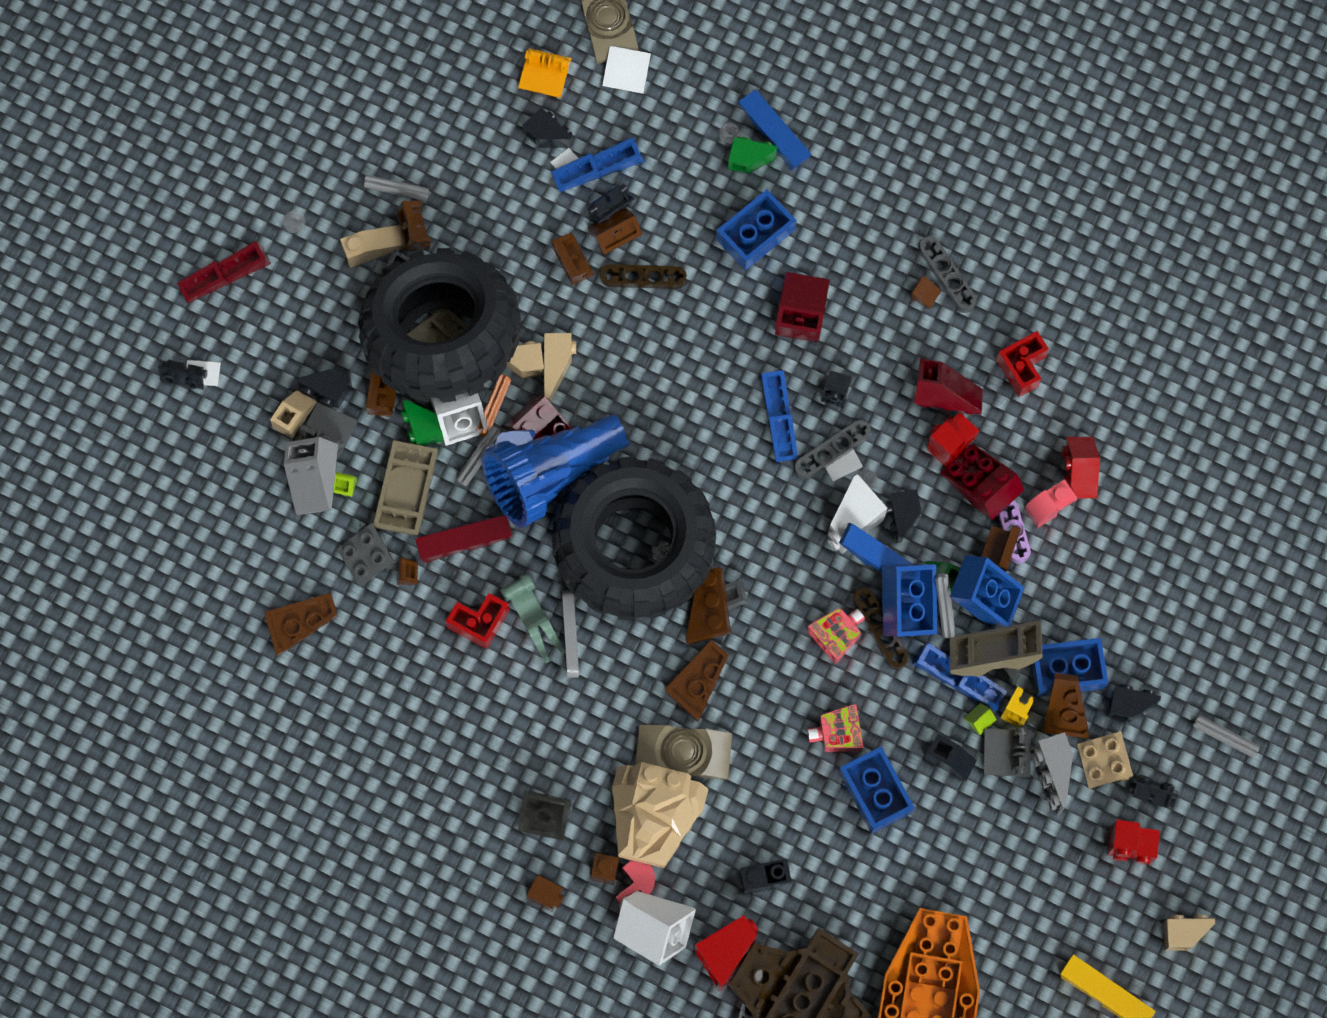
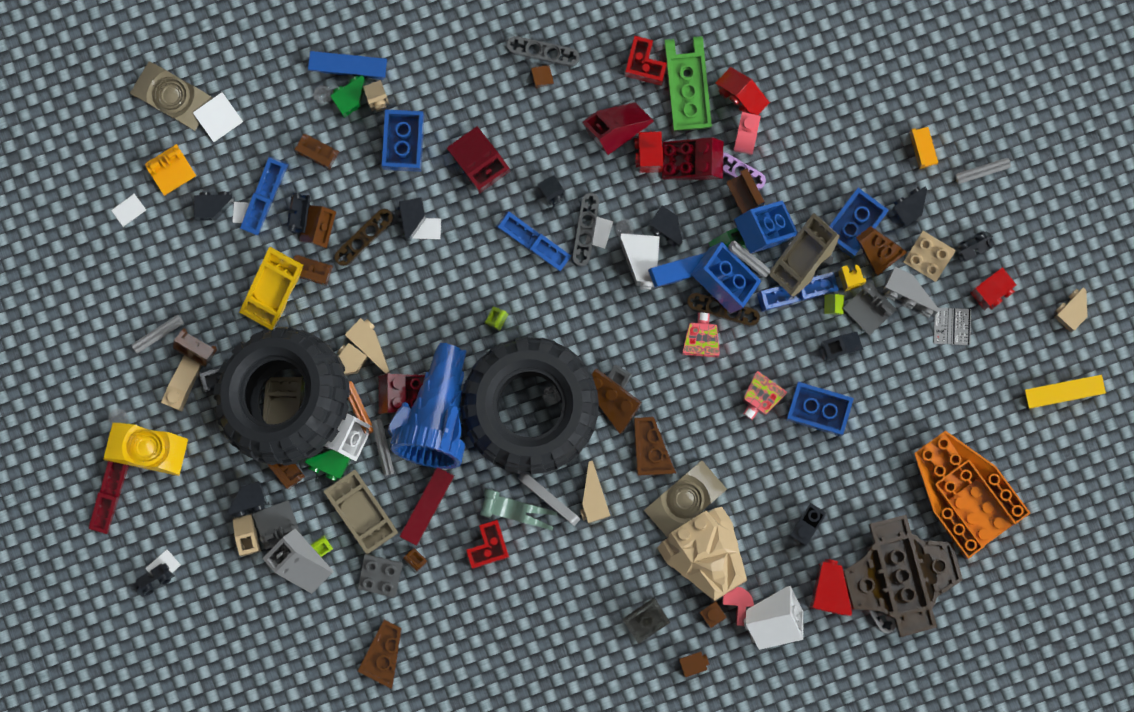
camera: 40 degrees left, 10 degrees up
(289, 265) = (146, 448): none -> yellow slope
(478, 72) = (128, 210): none -> white sticker
(525, 239) = (271, 288): none -> yellow slope
(606, 672) = (593, 501): none -> tan slope
(677, 172) = (316, 151): none -> reddish brown hinge
(683, 447) = (496, 318): none -> lime slope
(700, 297) = (412, 215): none -> black slope
(701, 320) = (429, 229): none -> white sticker
(771, 175) = (376, 96): none -> tan slope
(1034, 425) = (688, 94): none -> bright green hinge
(1065, 840) = (952, 326): none -> light grey sticker
(1193, 666) = (923, 147): none -> light orange panel

